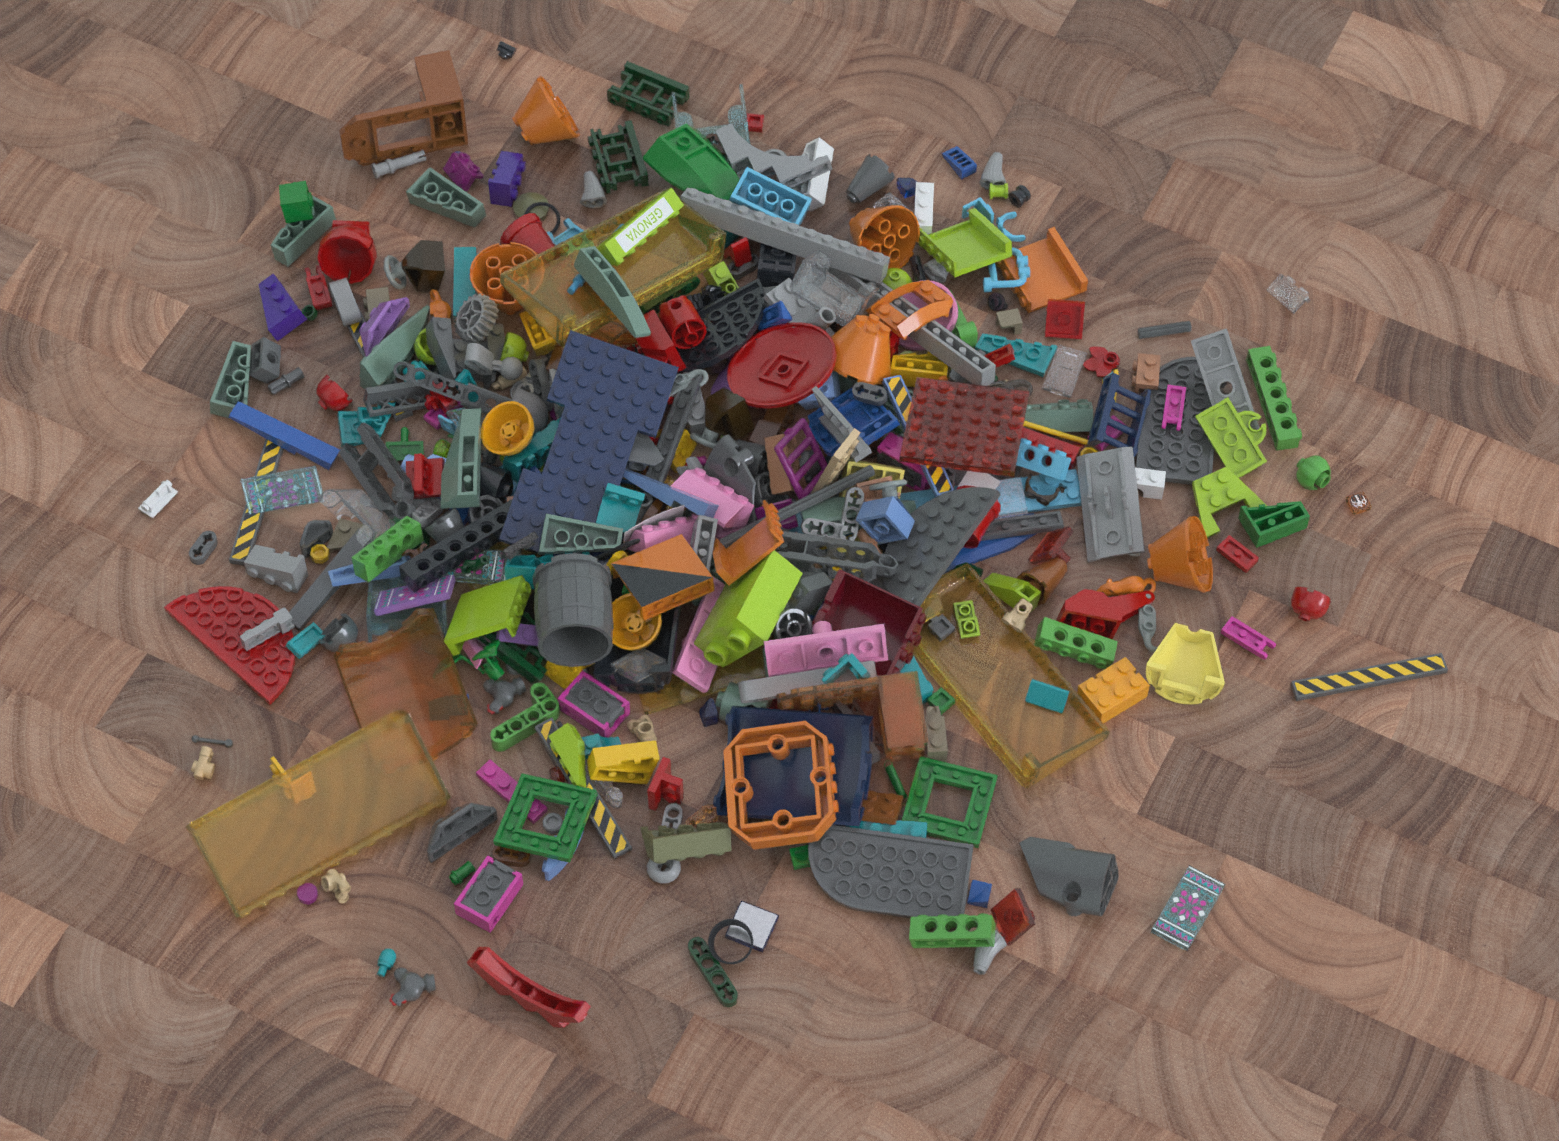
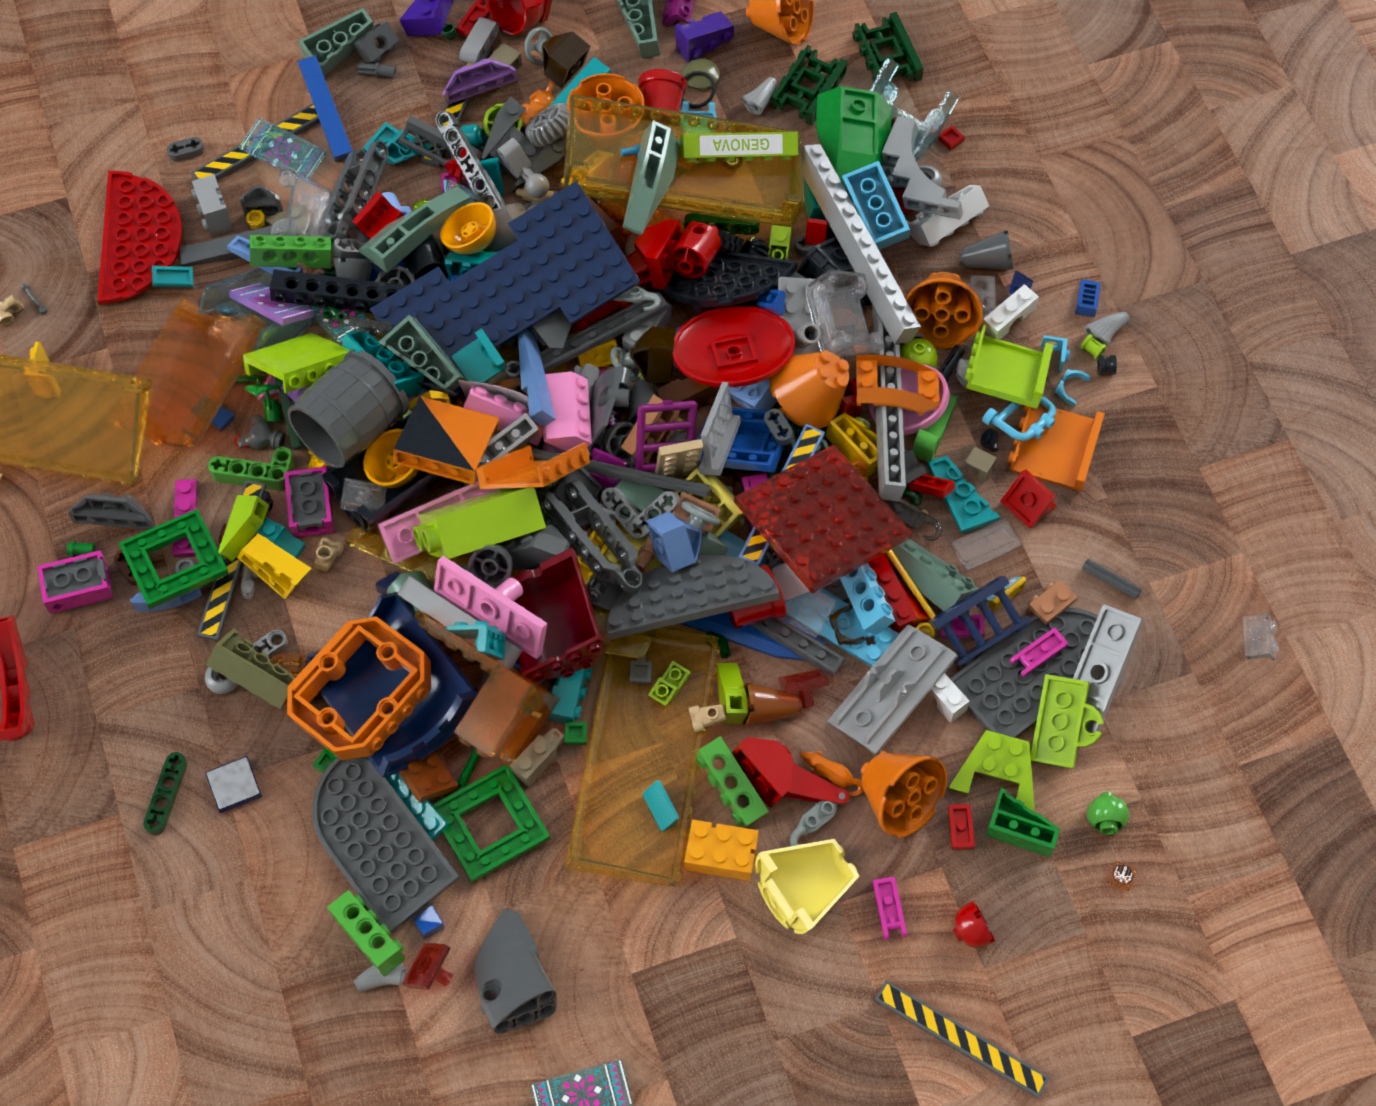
camera: 45 degrees right, 5 degrees up
(158, 499) = (197, 88): white hinge -> none
(278, 623) = (150, 244): light grey plate -> none
(332, 395) = (394, 104): red cylinder -> none
(339, 632) = (193, 290): dark grey cylinder -> none
(398, 346) = (467, 103): sand green wedge -> none
(404, 447) = (405, 194): green plate -> none
(514, 347) = (554, 172): lime cylinder -> none
(665, 786) = (284, 608): red bracket -> none
(717, 928) = (182, 774): black tyre -> none
(1099, 361) = (1023, 560): red plate -> none
(1277, 422) = (1114, 760): bright green brick -> none

